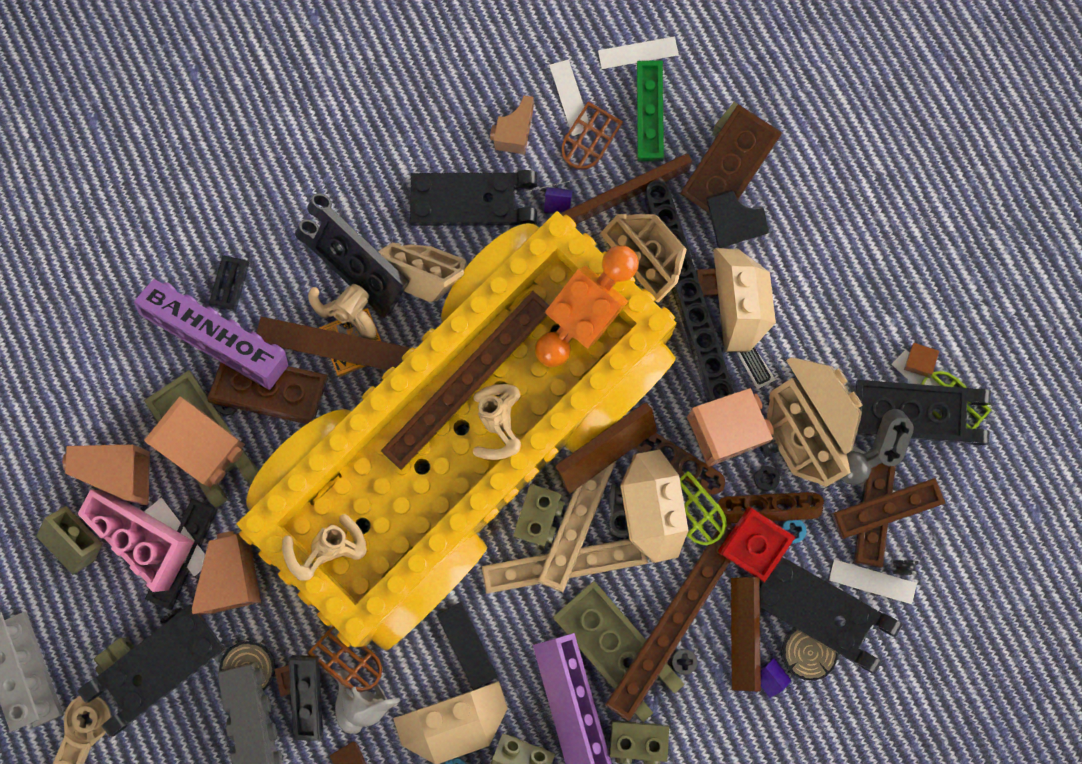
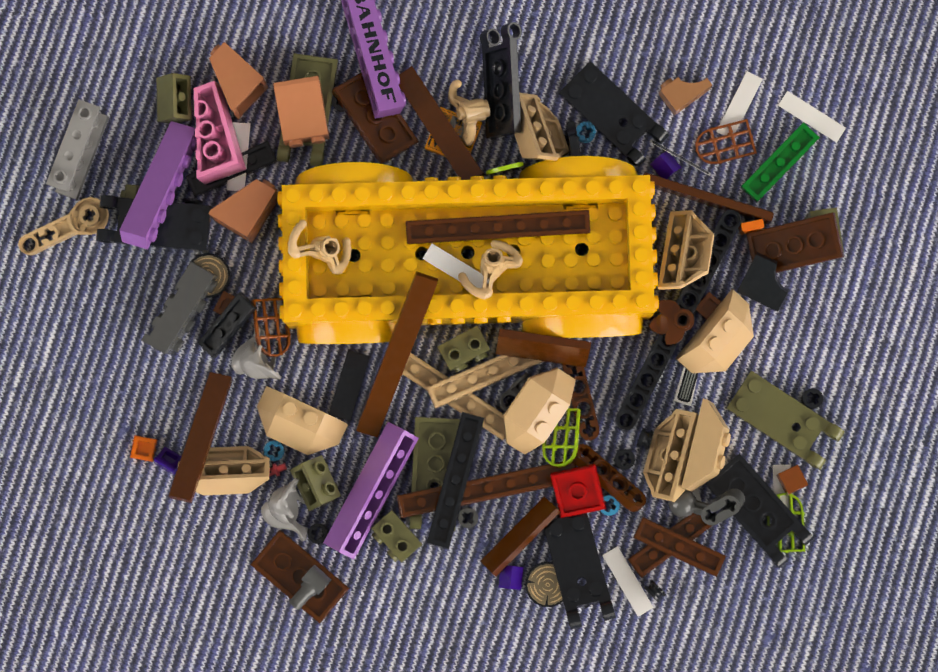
camera: 45 degrees right, 5 degrees up
(124, 634) = (159, 186): none -> medium lavender brick
(244, 264) = (417, 32): black tile -> none
(424, 326) = (504, 168): none -> lime window
(459, 248) = (572, 139): none -> black tile
(459, 451) = (452, 265): none -> white sticker
(462, 227) = (588, 126): none -> dark azure bush
(484, 575) = (397, 354): none -> reddish brown tile
(586, 306) = (609, 251): orange brick -> none
(644, 641) = (455, 481): none -> black tile
(679, 182) = (751, 226): none -> orange tile
(693, 326) = (668, 323): none -> reddish brown plate
(730, 426) = (629, 405): slope -> none
(852, 319) = (774, 414): none -> olive hinge
(876, 272) = (812, 391): none -> black bush

